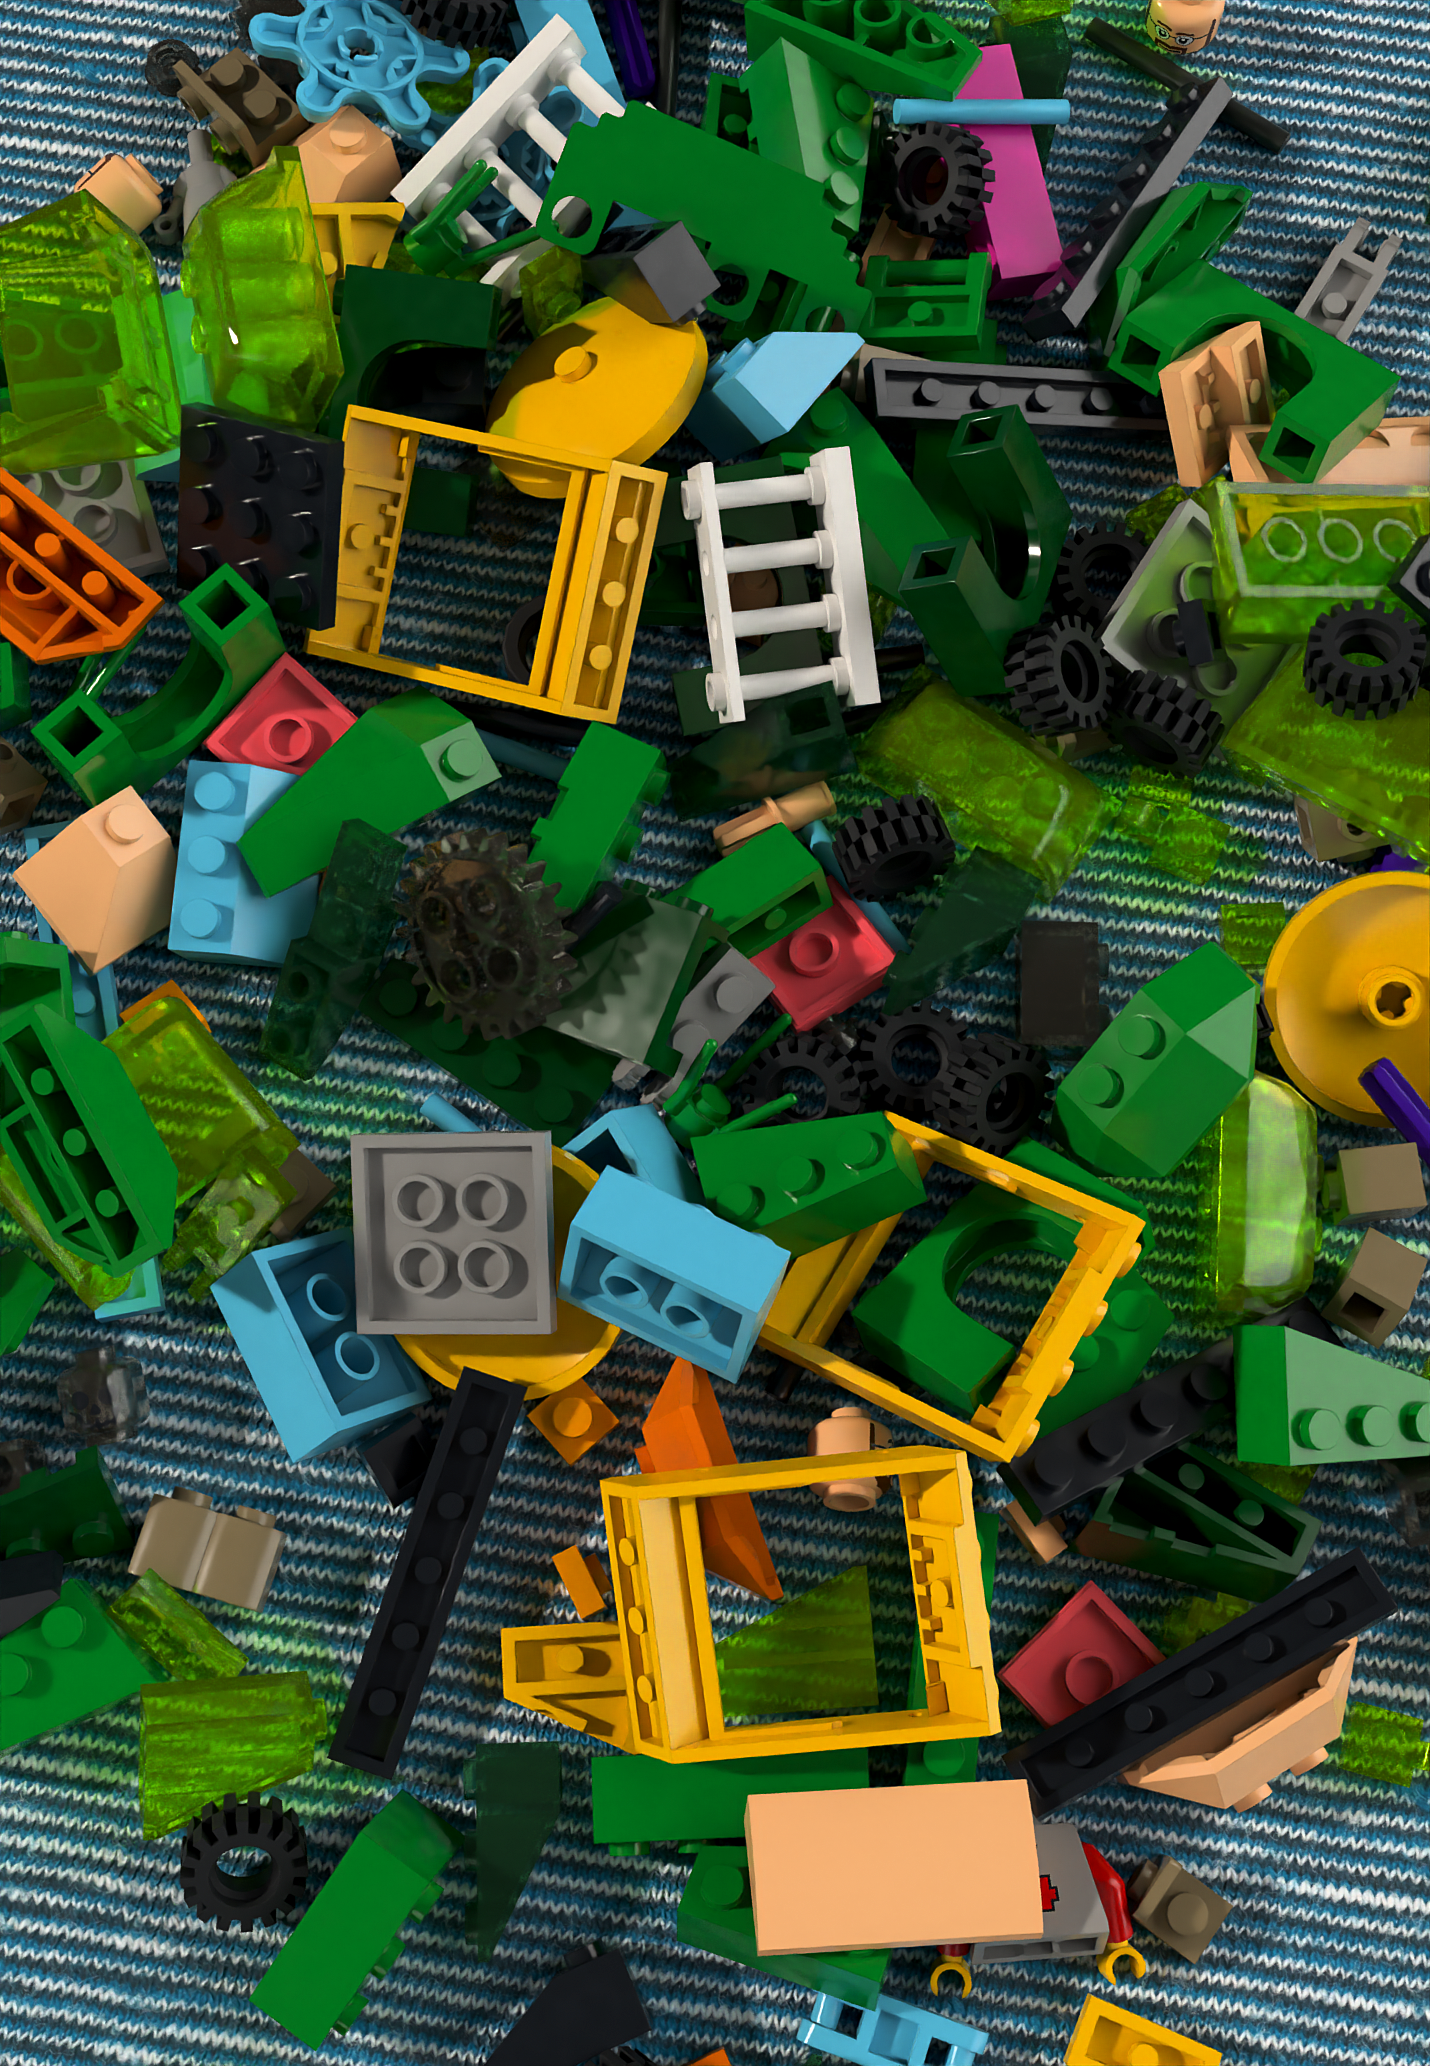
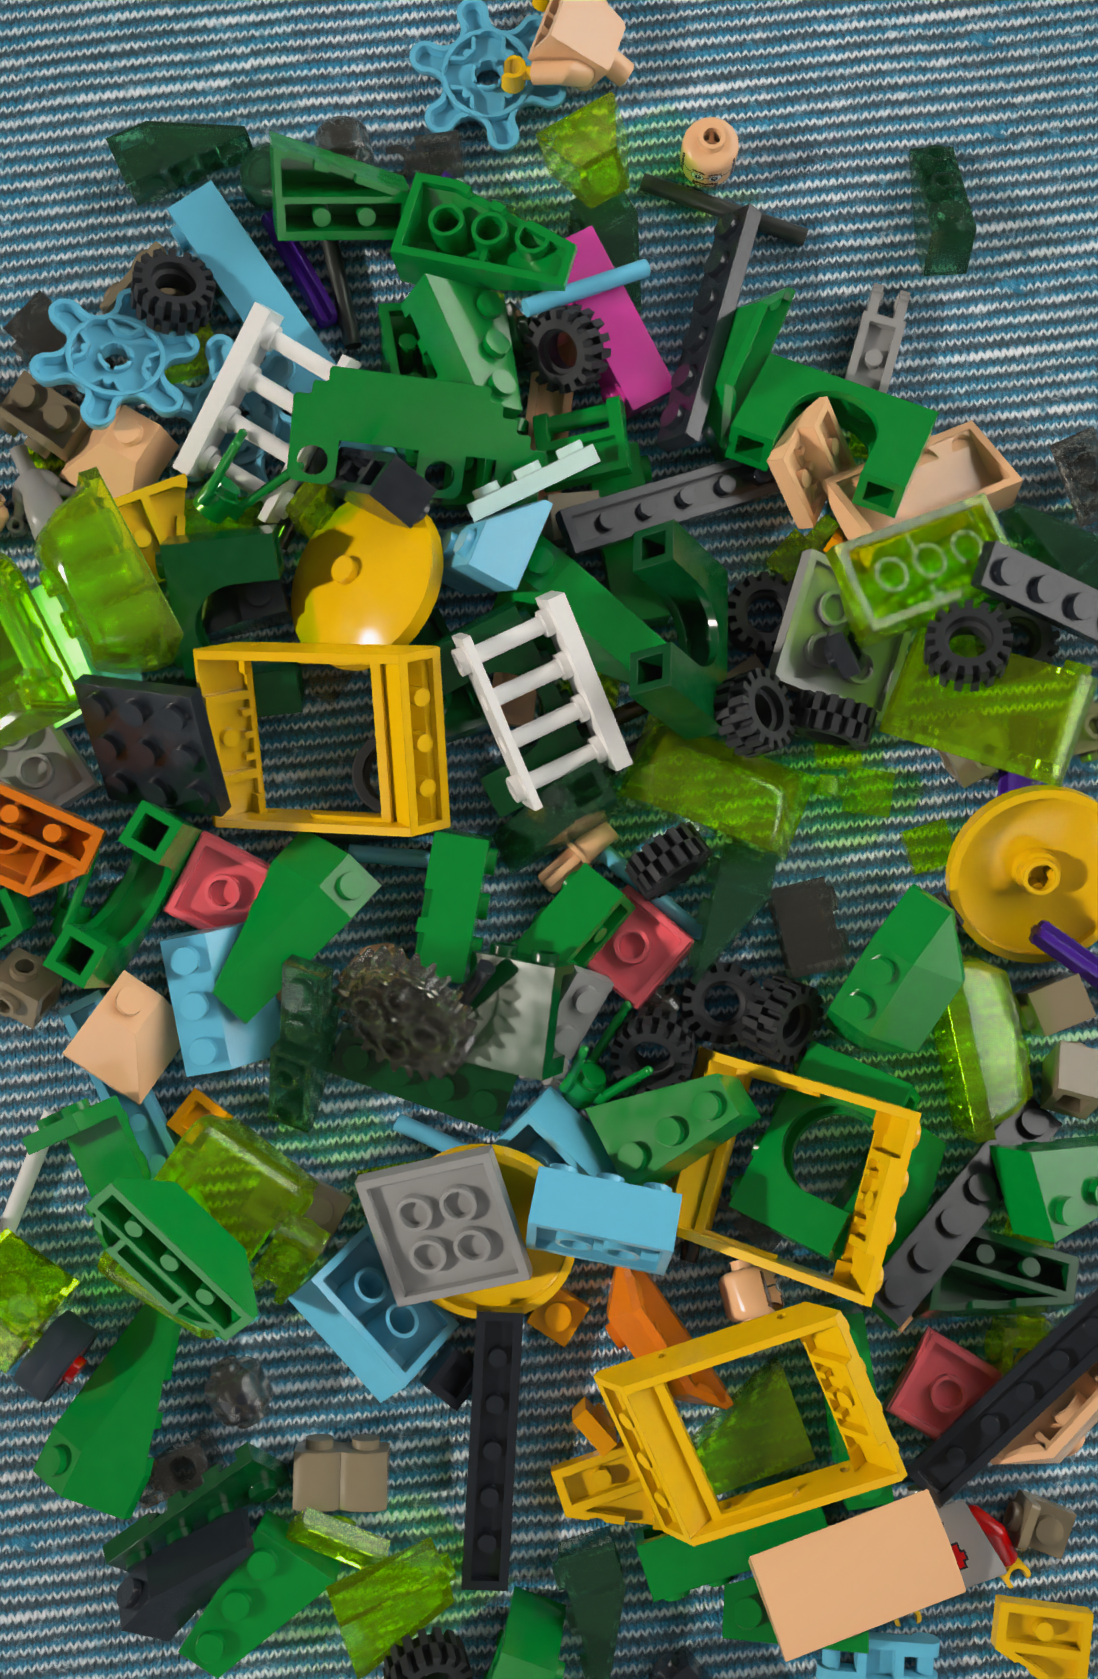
camera: 10 degrees left, 10 degrees up
(904, 306) = (532, 479): none -> light aqua plate

